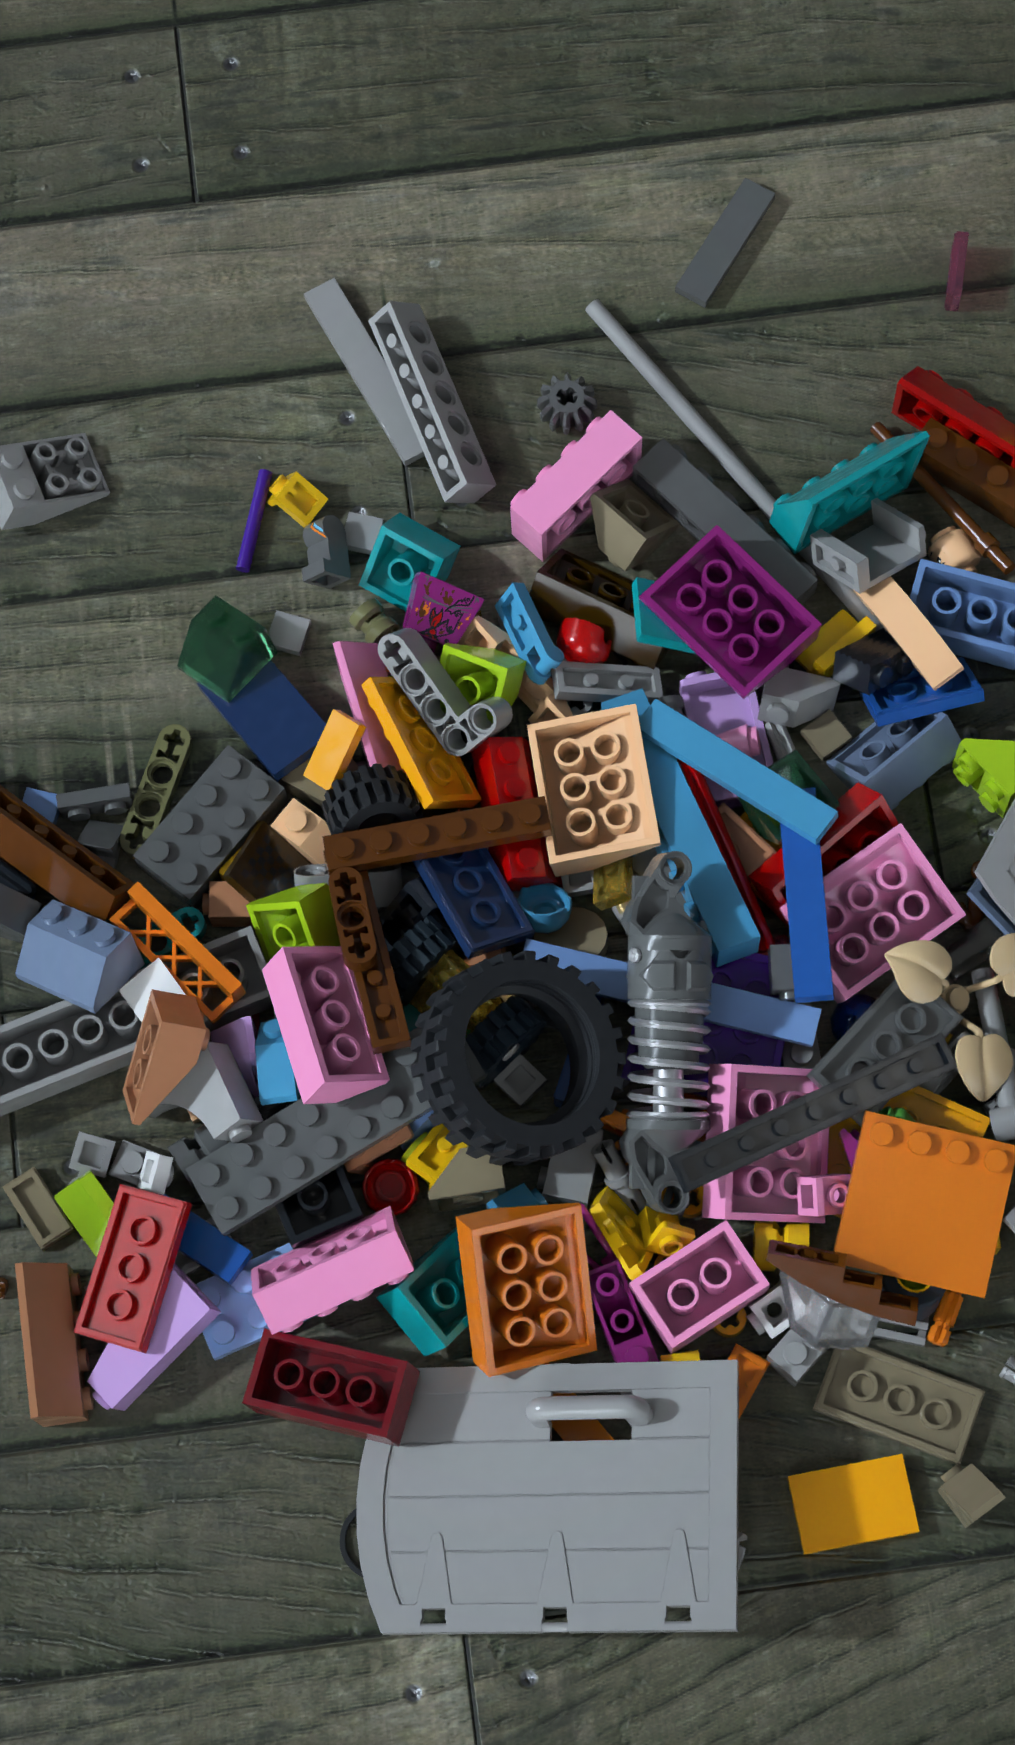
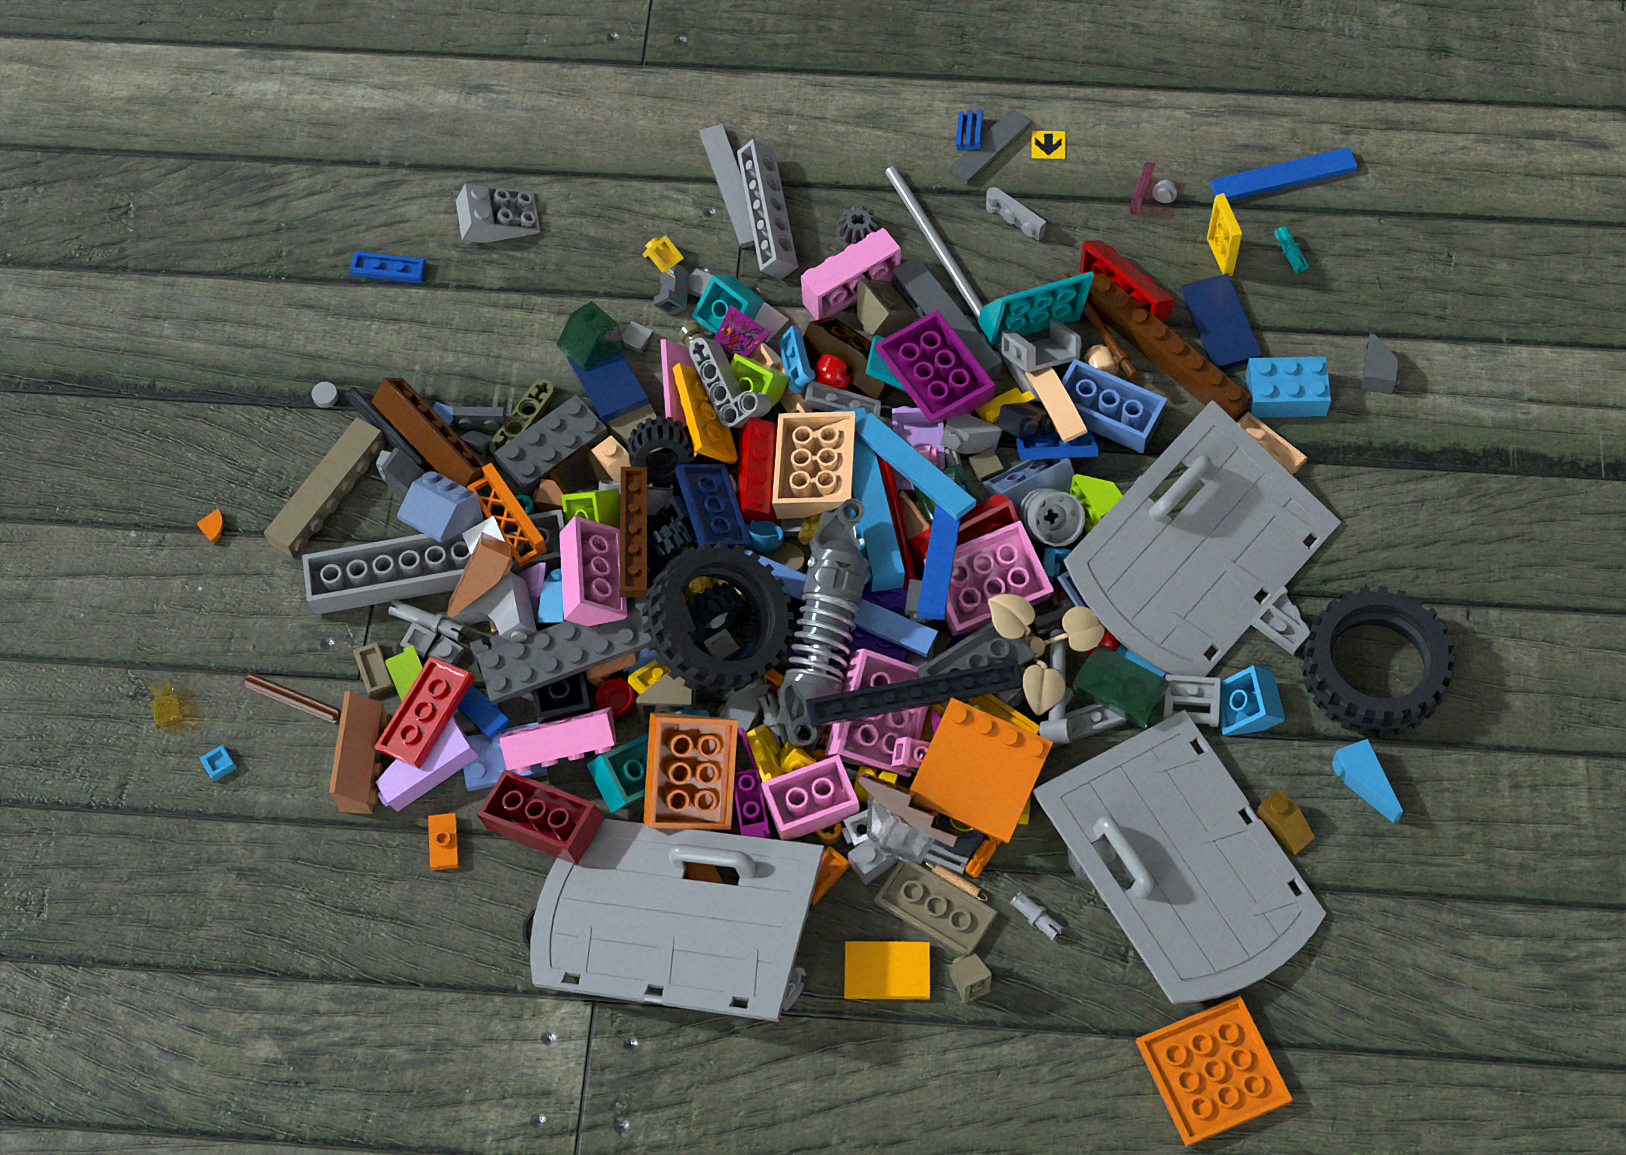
camera: 10 degrees right, 10 degrees down
(111, 1124) = (437, 624): none -> light grey pin
(156, 1173) = (459, 655): white plate -> none
(200, 1442) = (443, 841): none -> orange plate
(254, 520) = (631, 264): dark purple bar -> none
(334, 749) = (645, 405): light orange tile -> none
(346, 933) = (632, 518): reddish brown beam -> none
(438, 835) = (699, 470): reddish brown plate -> none
(471, 571) = (770, 319): none -> white sticker
(688, 201) = (960, 130): none -> blue tile
(785, 343) = (1015, 213): none -> light grey plate
(806, 223) = (1048, 144): none -> yellow sticker
(918, 1357) = (956, 880): none -> light nougat piece
(939, 804) = (1064, 519): none -> light grey wheel
(946, 862) = (1052, 560): none -> dark azure bracket
(988, 269) = (1164, 191): none -> light grey plate

